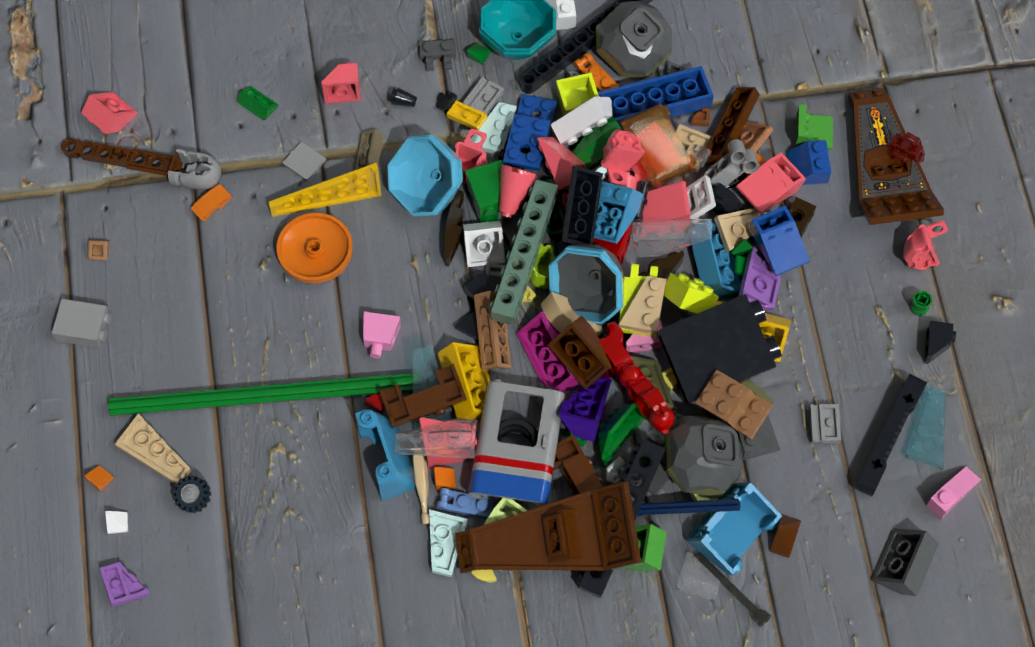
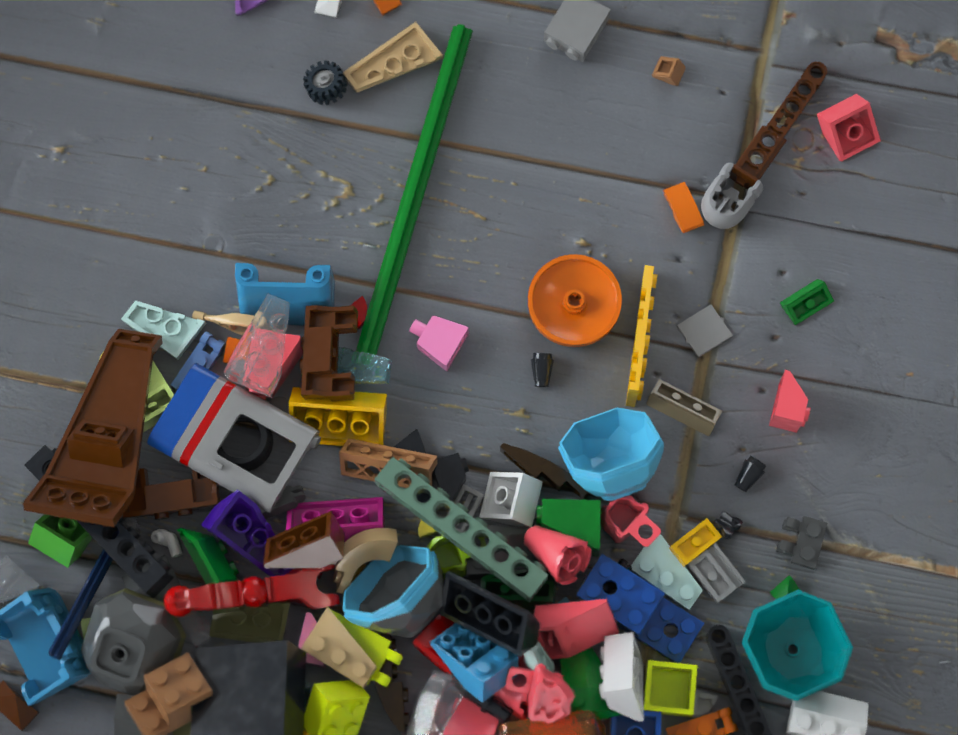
camera: 115 degrees right, 10 degrees up
(375, 256) = (542, 367): none -> black cone

